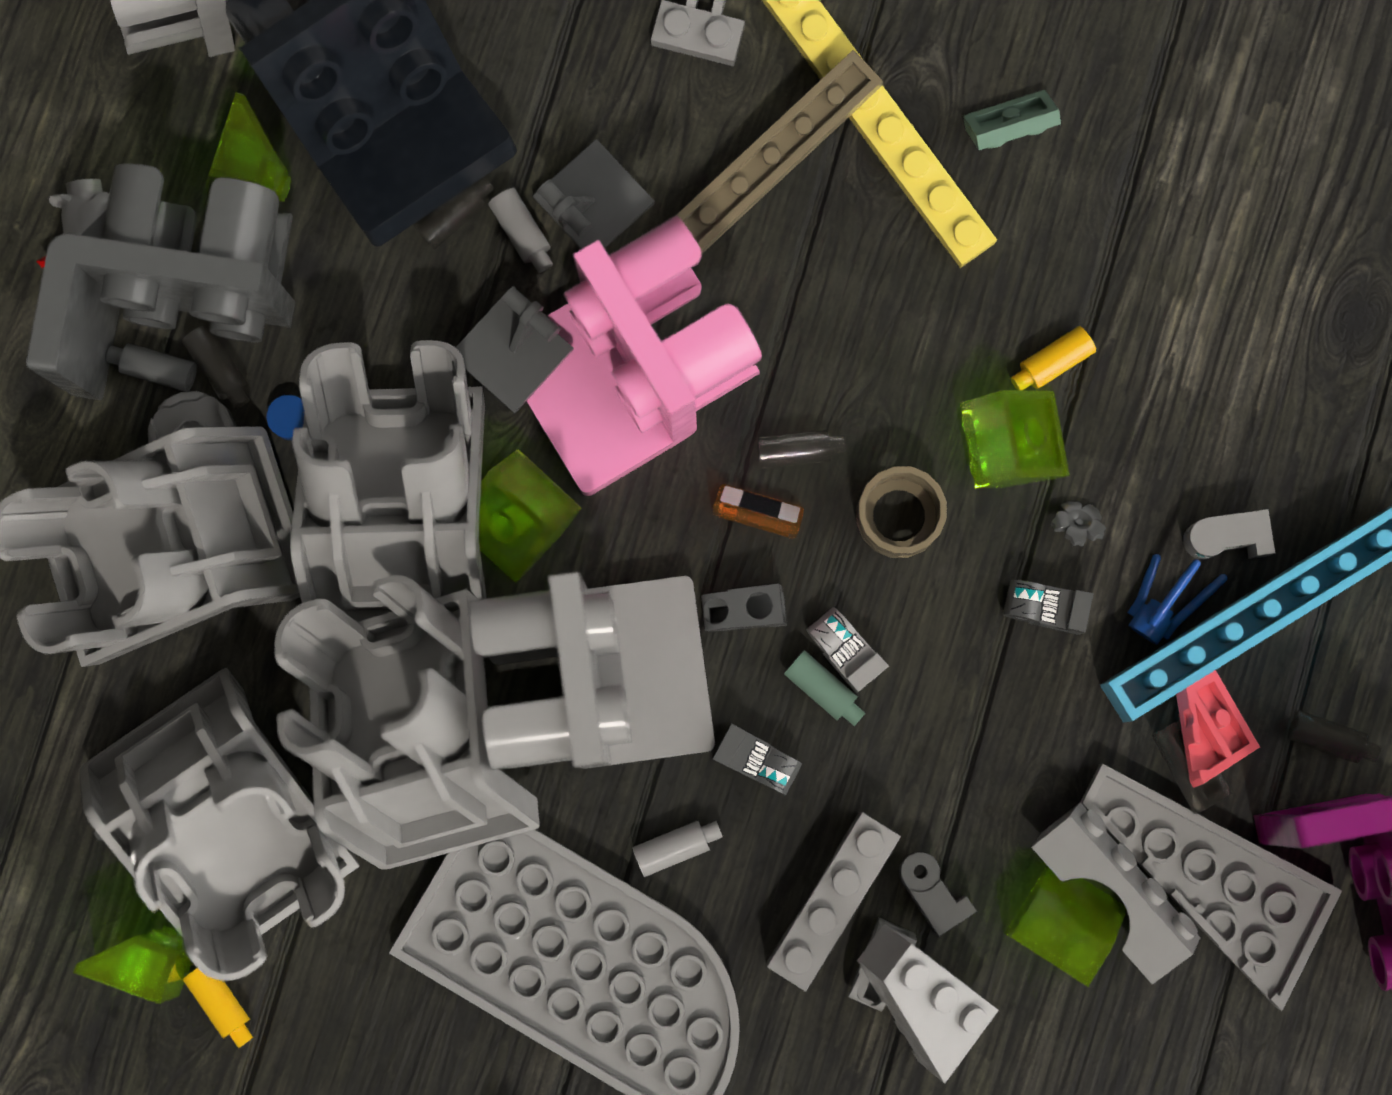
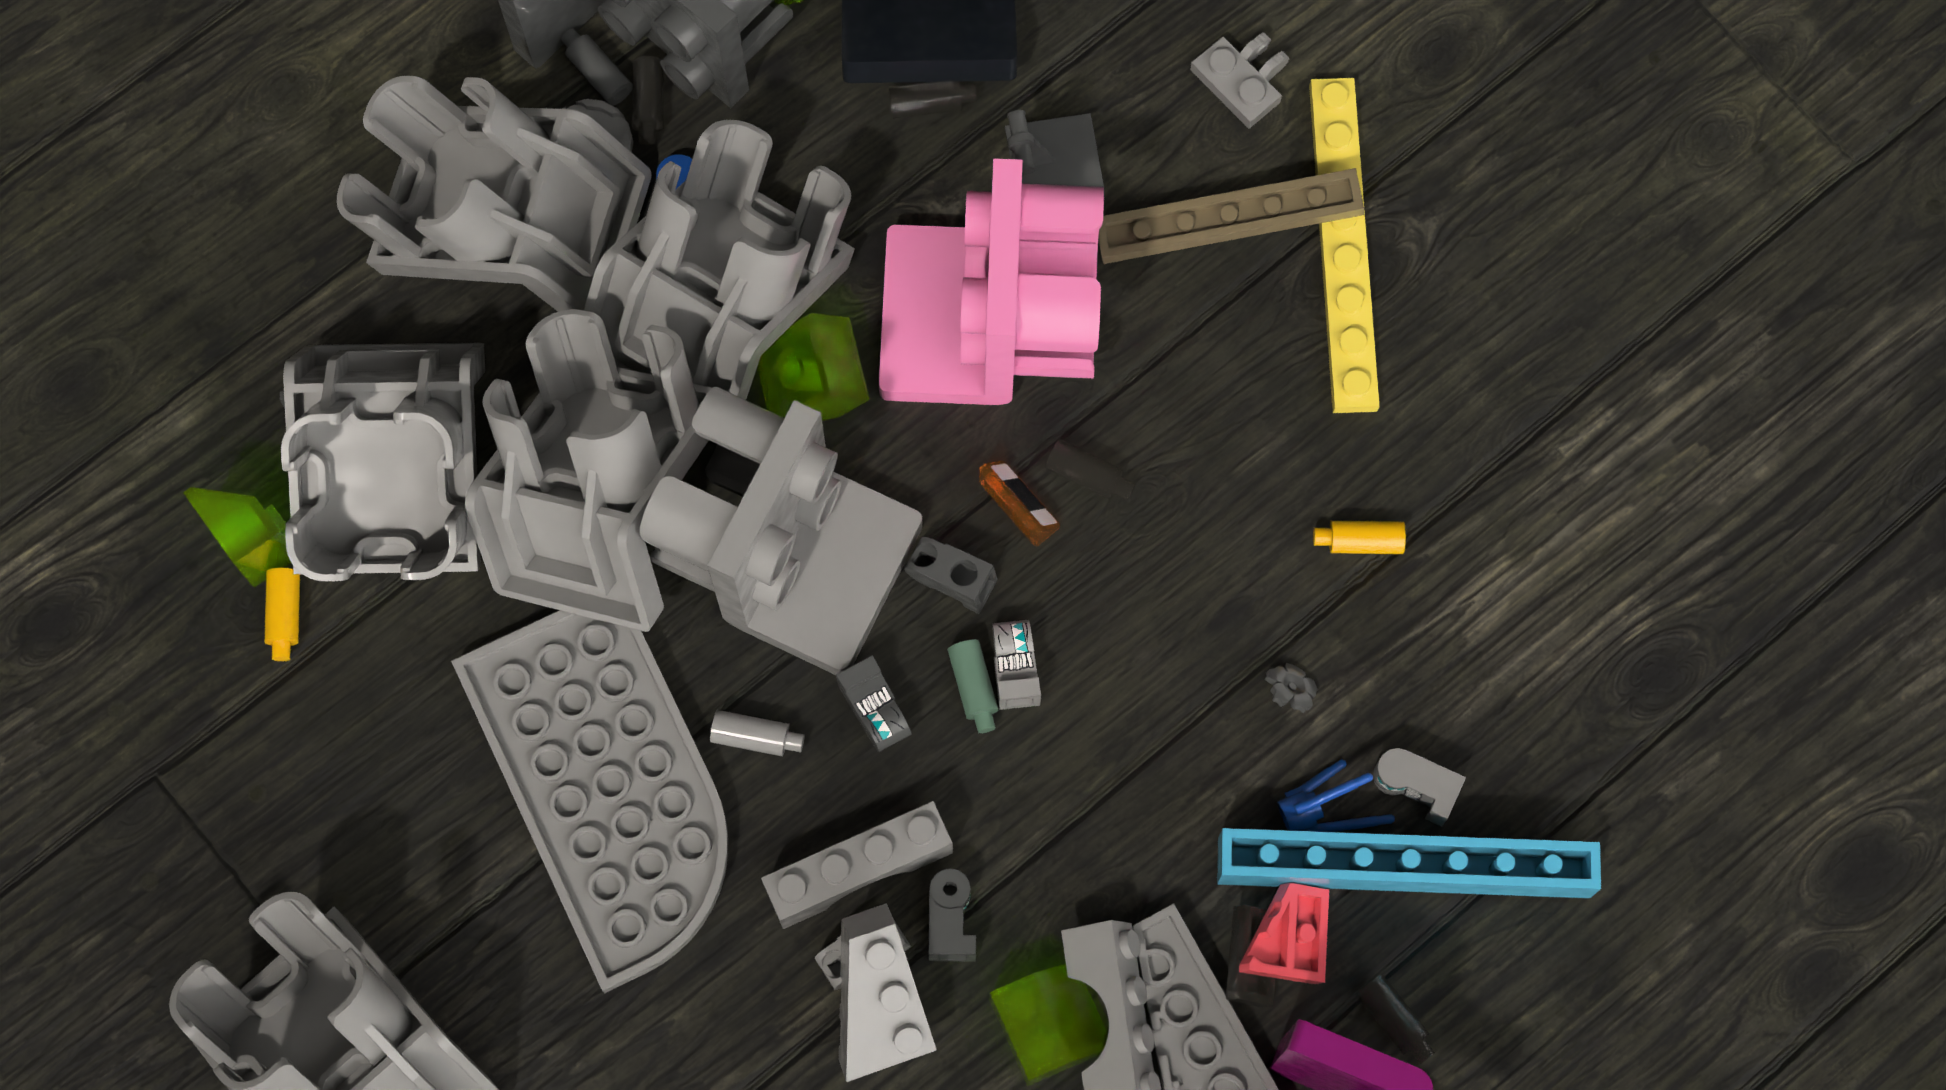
camera: 30 degrees right, 10 degrees down
(513, 349) = (901, 232): dark grey plate -> none
(521, 229) = (977, 145): light grey cylinder -> none
(924, 489) = (1146, 545): dark tan piece -> none
(1012, 120) = (1472, 319): sand green plate -> none
(1014, 438) = (1282, 579): clear neon green slope -> none
(1048, 606) = (1216, 739): dark grey leg -> none

